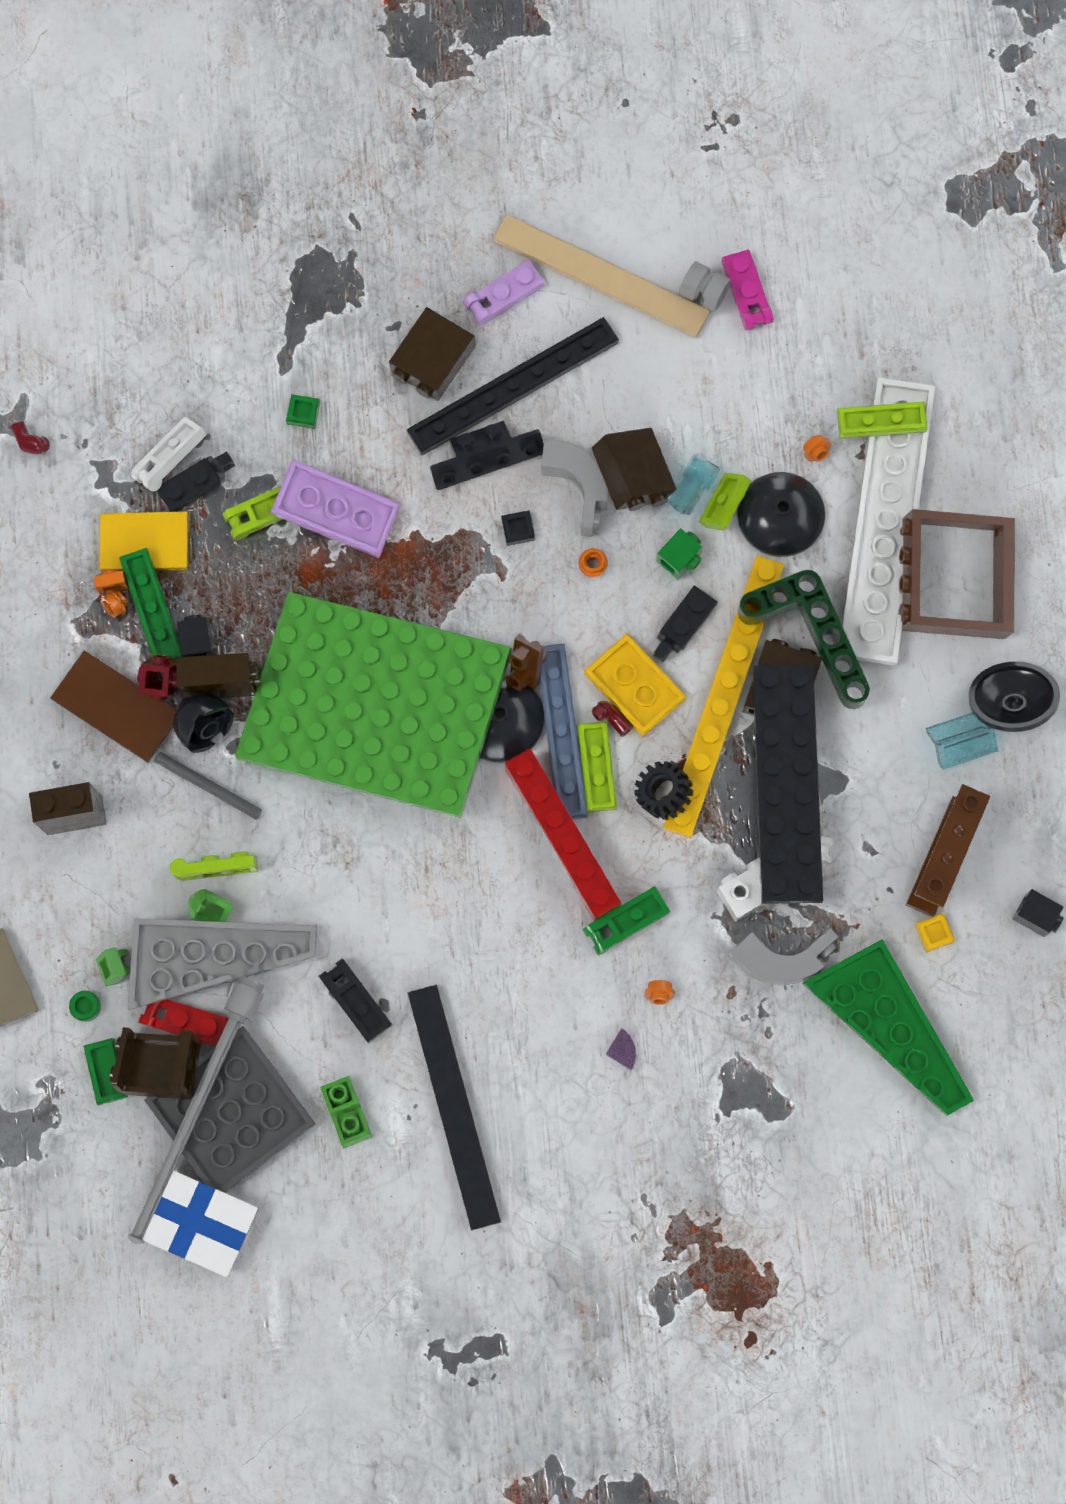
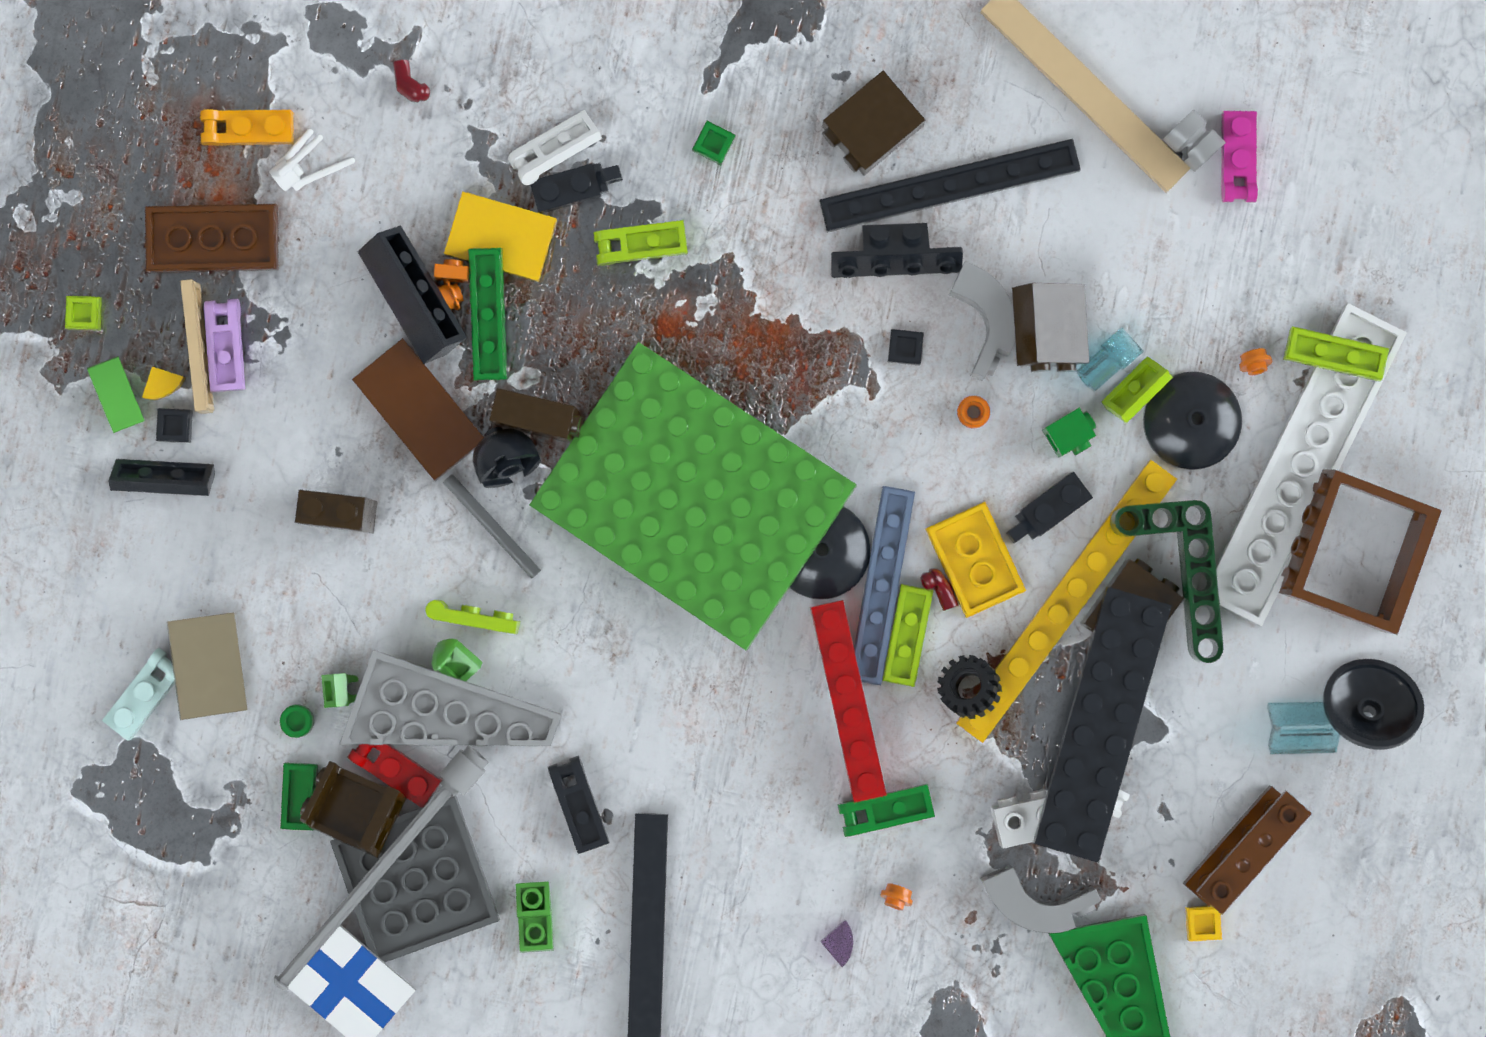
camera: 15 degrees right, 10 degrees up
(81, 609) = (412, 294): none -> black brick
(151, 681) = (472, 395): dark red brick -> none
(195, 636) = (524, 363): black brick -> none
(335, 508) = (716, 266): lavender tile -> none
(504, 292) = (973, 75): lavender plate -> none
(525, 663) = (867, 504): reddish brown hips -> none
(1039, 913) = (1319, 939): black brick -> none

